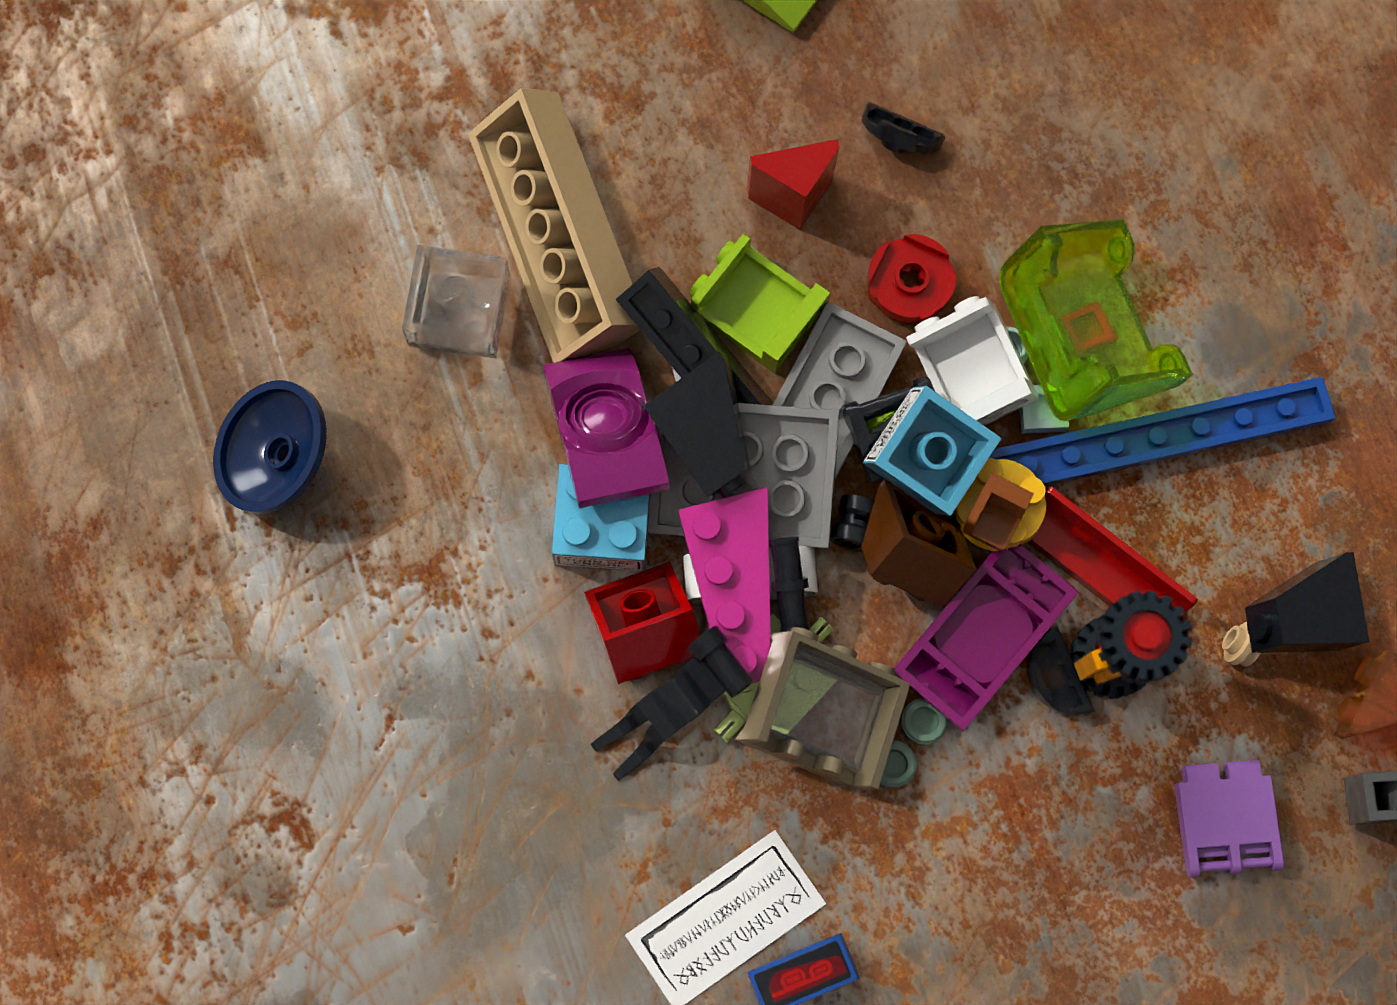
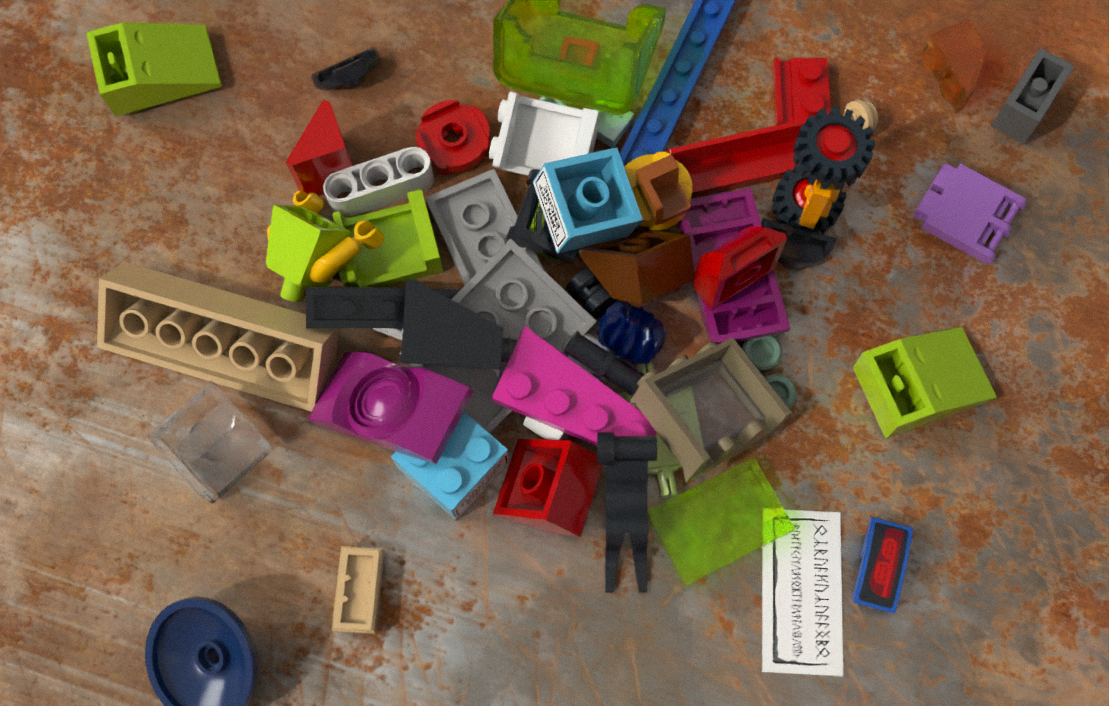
camera: 45 degrees left, 5 degrees down
(428, 529) = (358, 590): none -> tan plate
(696, 238) = (309, 246): none -> lime torso
(731, 799) = (719, 521): none -> clear neon green tile
(801, 231) = (360, 180): none -> white beam
(842, 588) = (631, 333): none -> clear blue gear
(979, 634) = (737, 264): none -> red slope
(1014, 892) = (922, 380): none -> lime slope
(1227, 569) = (800, 88): none -> red plate
(1311, 610) = (870, 59): black slope -> none

